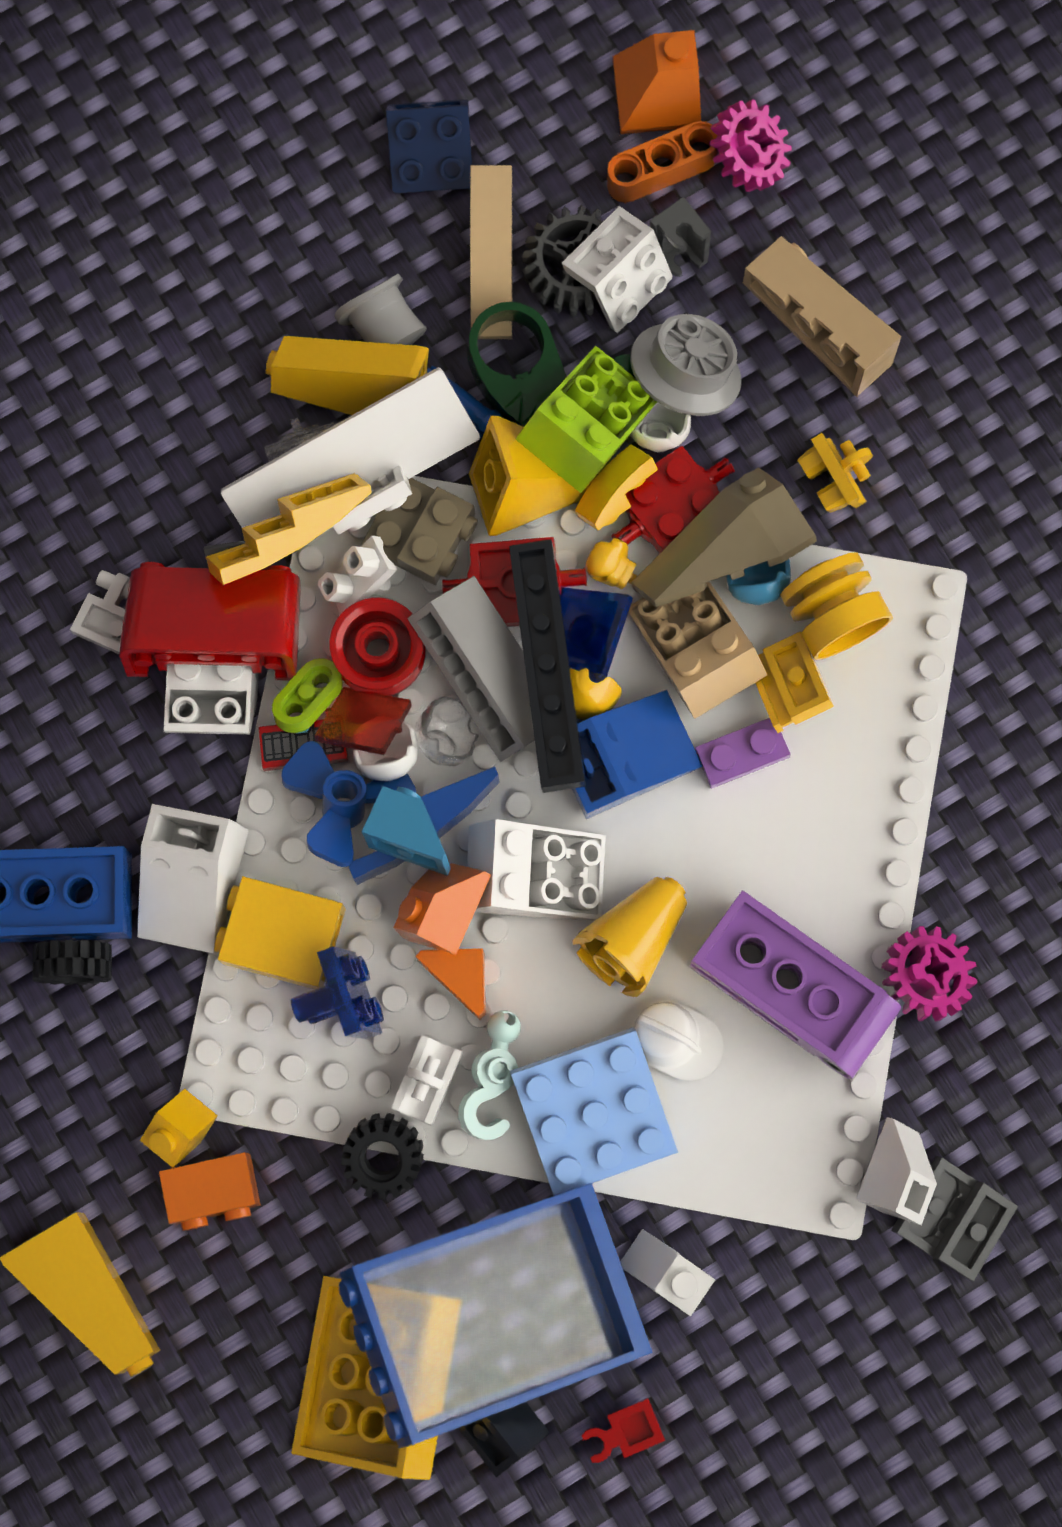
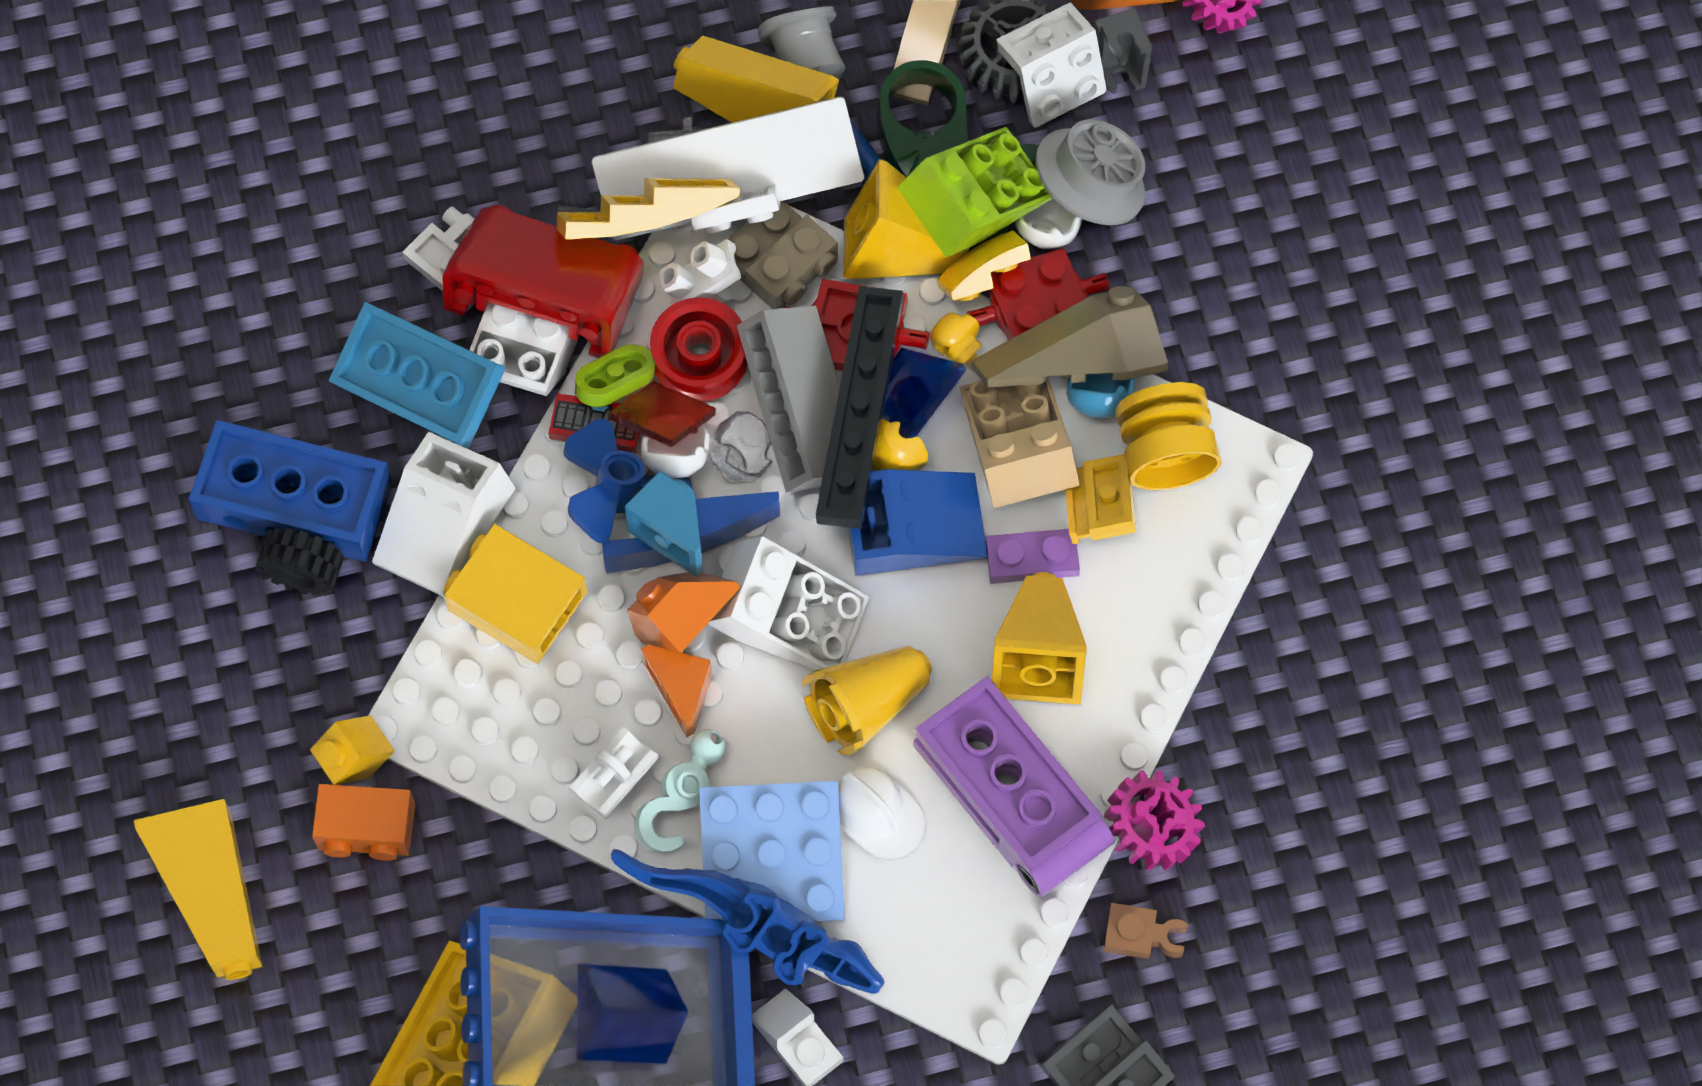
camera: 10 degrees right, 10 degrees down
(123, 750) = (417, 374): none -> dark azure plate
(342, 996) = (554, 665): clear blue plate -> none
(375, 1180) = (519, 841): black tyre -> none
(514, 1313) = (627, 1014): none -> clear blue slope
(608, 1183) = (764, 921): none -> blue animal
(779, 837) = (1040, 645): none -> yellow slope
(822, 315) = (1243, 164): tan wedge -> none
(825, 457) = (1205, 300): yellow hips -> none
(899, 1174) = (1060, 1006): white slope -> none
(941, 1080) = (1134, 932): none -> medium nougat plate

